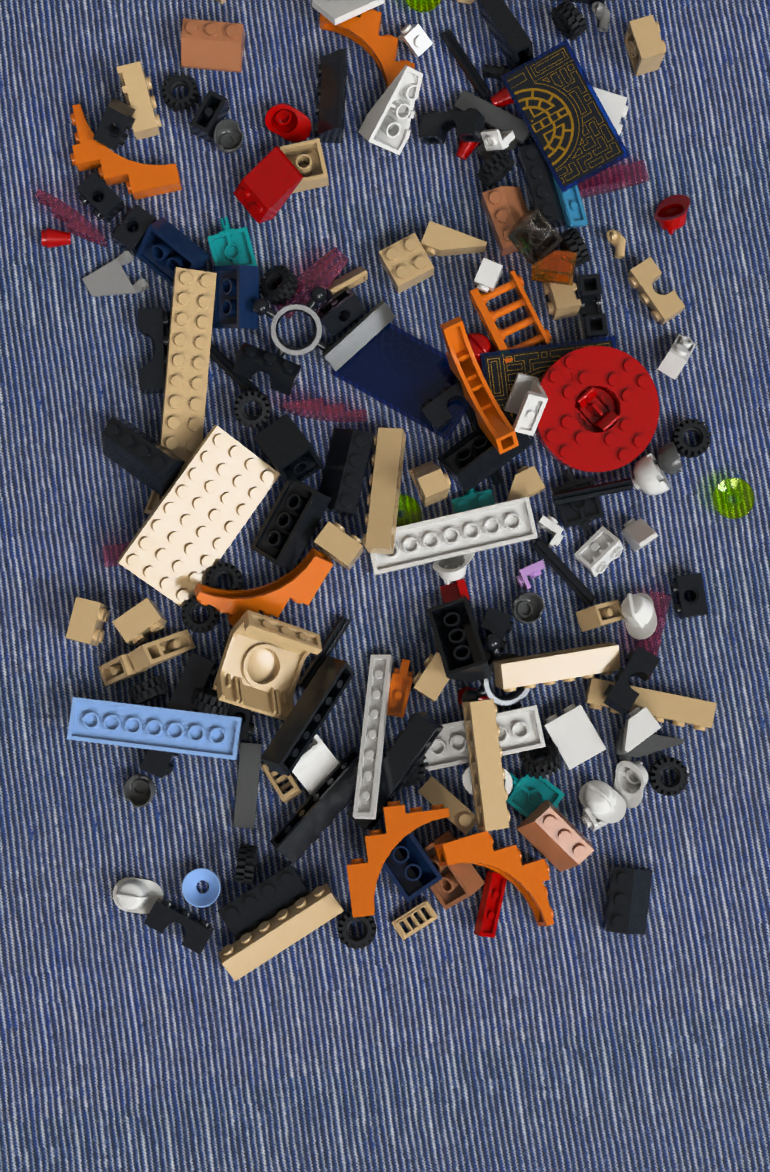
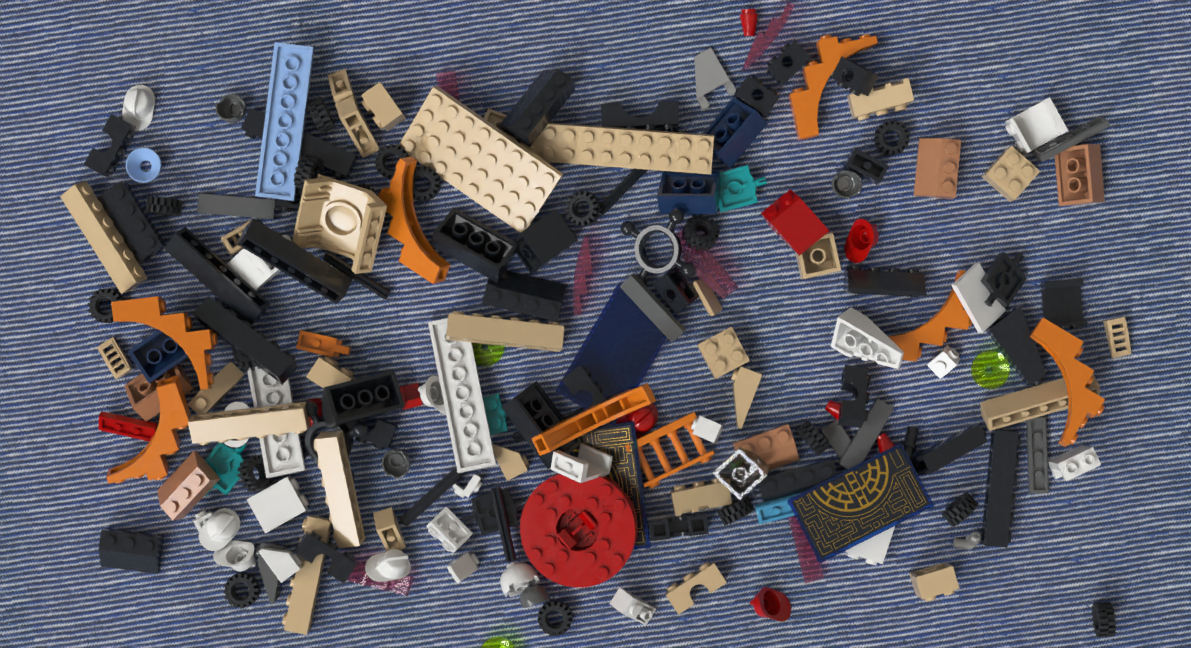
camera: 85 degrees right, 5 degrees up
(87, 622) = (383, 59): tan brick -> none
(281, 371) = (618, 234): black arch -> none
(339, 545) = (453, 289): tan brick -> none
(372, 737) = (276, 320): white plate -> none
(430, 483) = (512, 372): tan wedge -> none
(466, 65) = (919, 410): black axle -> none
(497, 140) = (839, 440): white bracket -> none
(532, 570) = (431, 468): lavender bracket -> none
(555, 268) = (711, 493): clear orange slope -> none
(618, 242) = (745, 553): tan arm -> none
(693, 584) = (397, 620): black brick -> none

